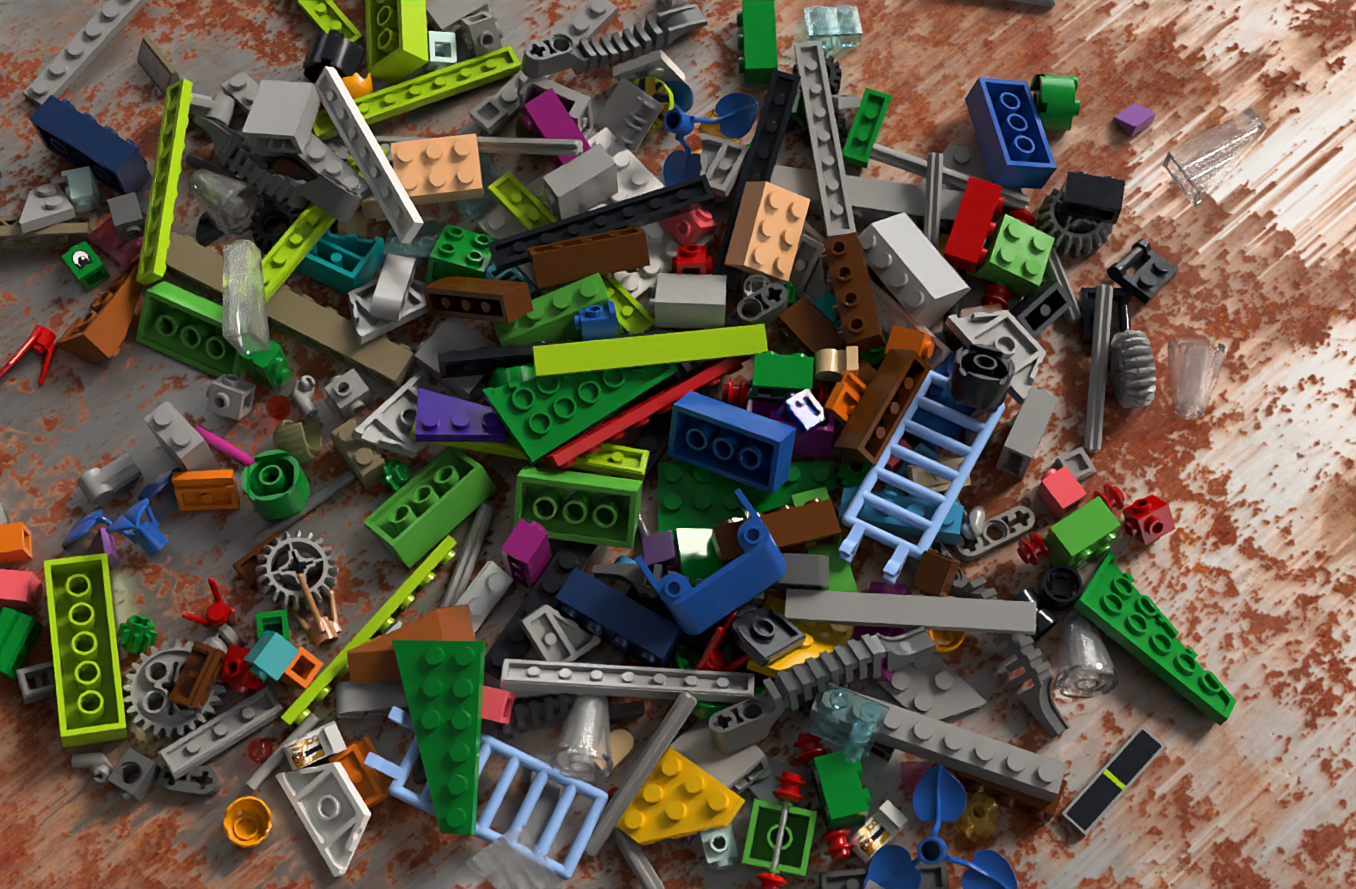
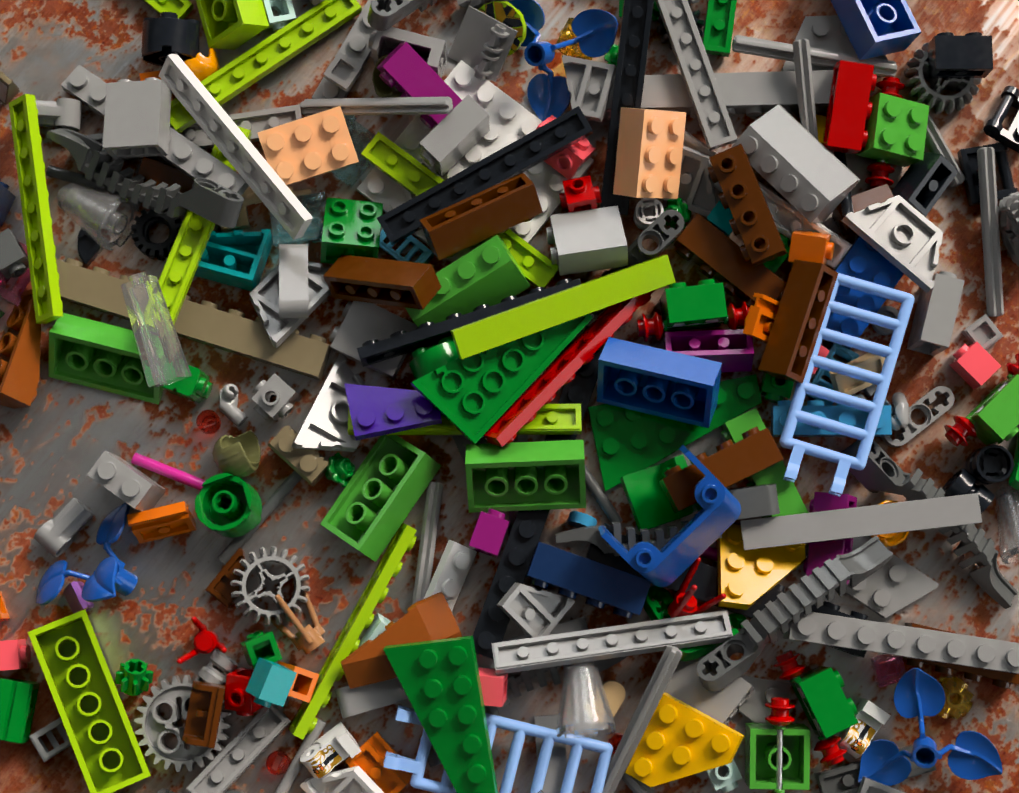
camera: 15 degrees left, 15 degrees up
(230, 396) = (160, 421): light grey brick -> none
(597, 322) = (506, 288): blue brick -> none
(658, 549) = (608, 497): medium lavender slope -> none
(765, 634) = (730, 572): black tile -> none
(803, 410) = (722, 339): clear blue bracket -> none
(832, 362) = (745, 283): tan leg -> none
(848, 721) = (828, 647): clear light blue hinge -> none
(935, 574) = (877, 479): reddish brown brick -> none
(980, 377) = (890, 278): black brick -> none

